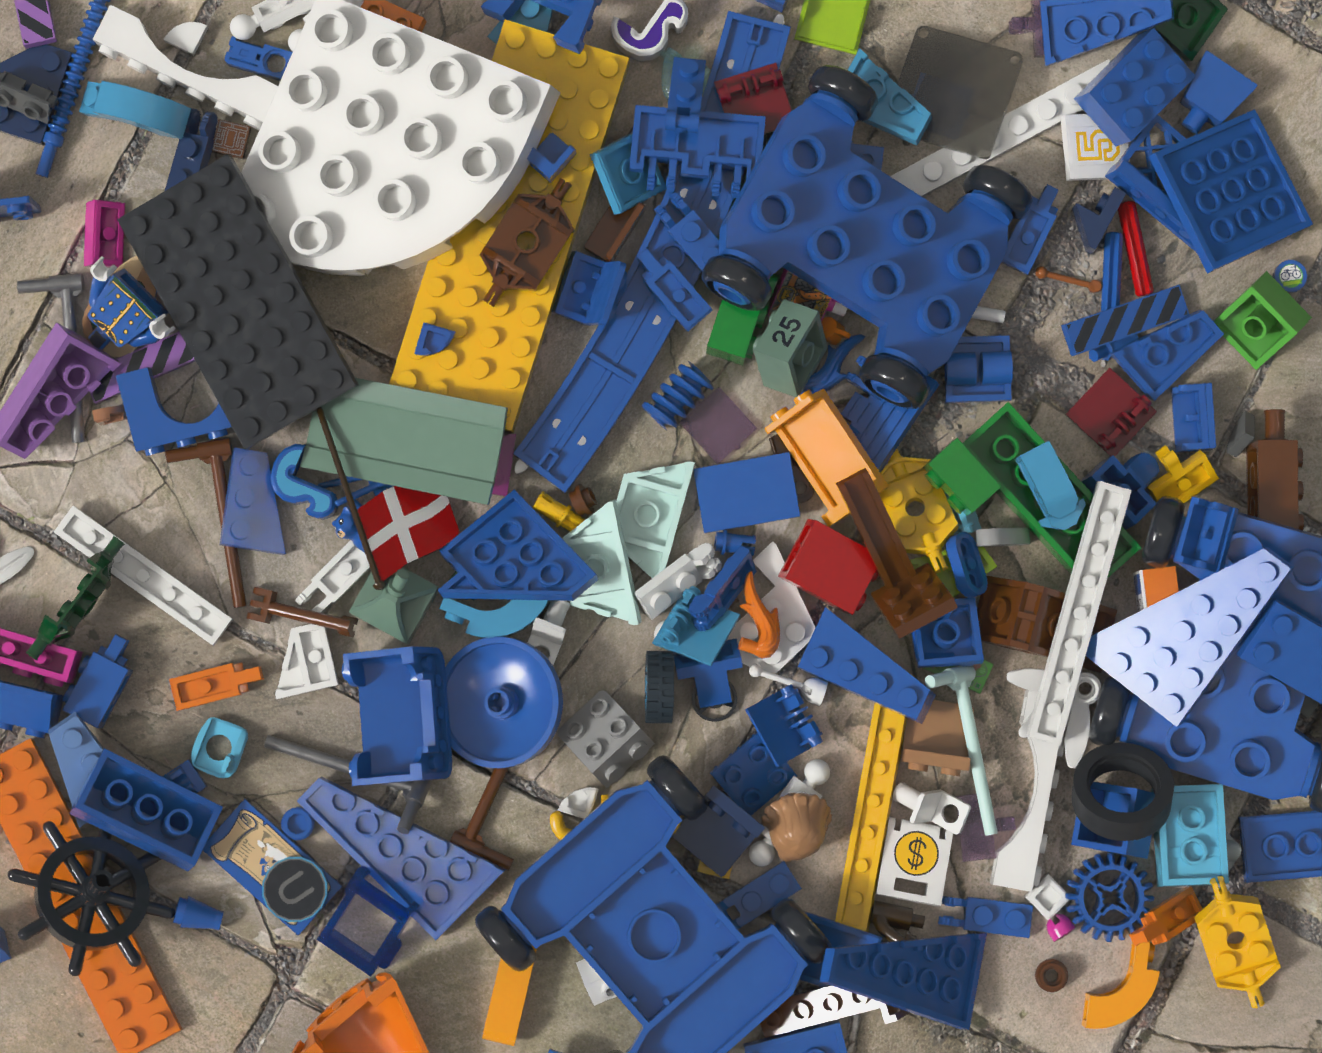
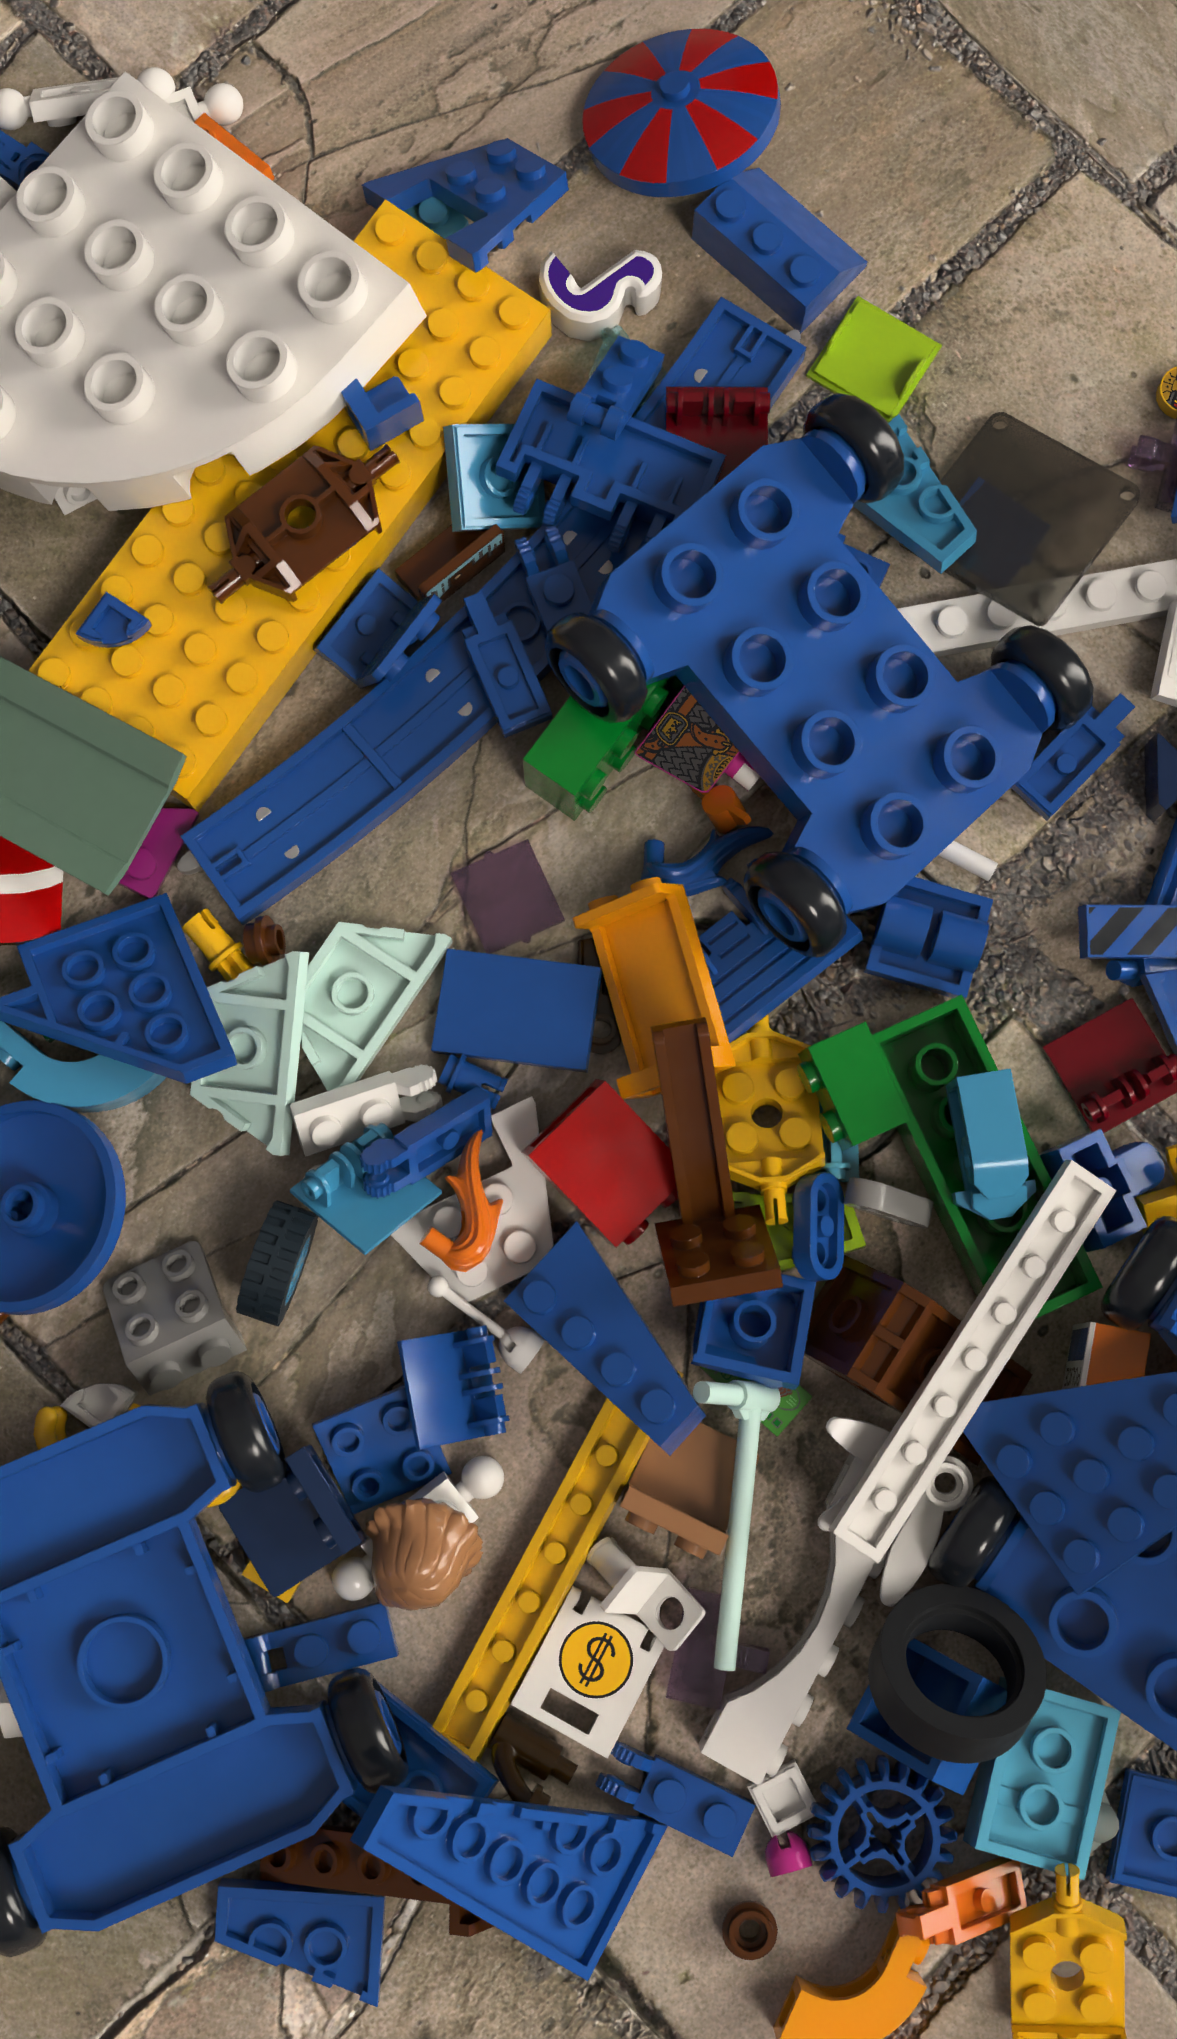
camera: 20 degrees right, 5 degrees down
(548, 631) = (142, 1122): white bracket -> none
(678, 395) = (459, 830): blue piece -> none
(712, 681) = (364, 1280): blue piece -> none
(790, 348) = (651, 807): sand green brick -> none
(1093, 286) = (1142, 870): dark orange hinge -> none

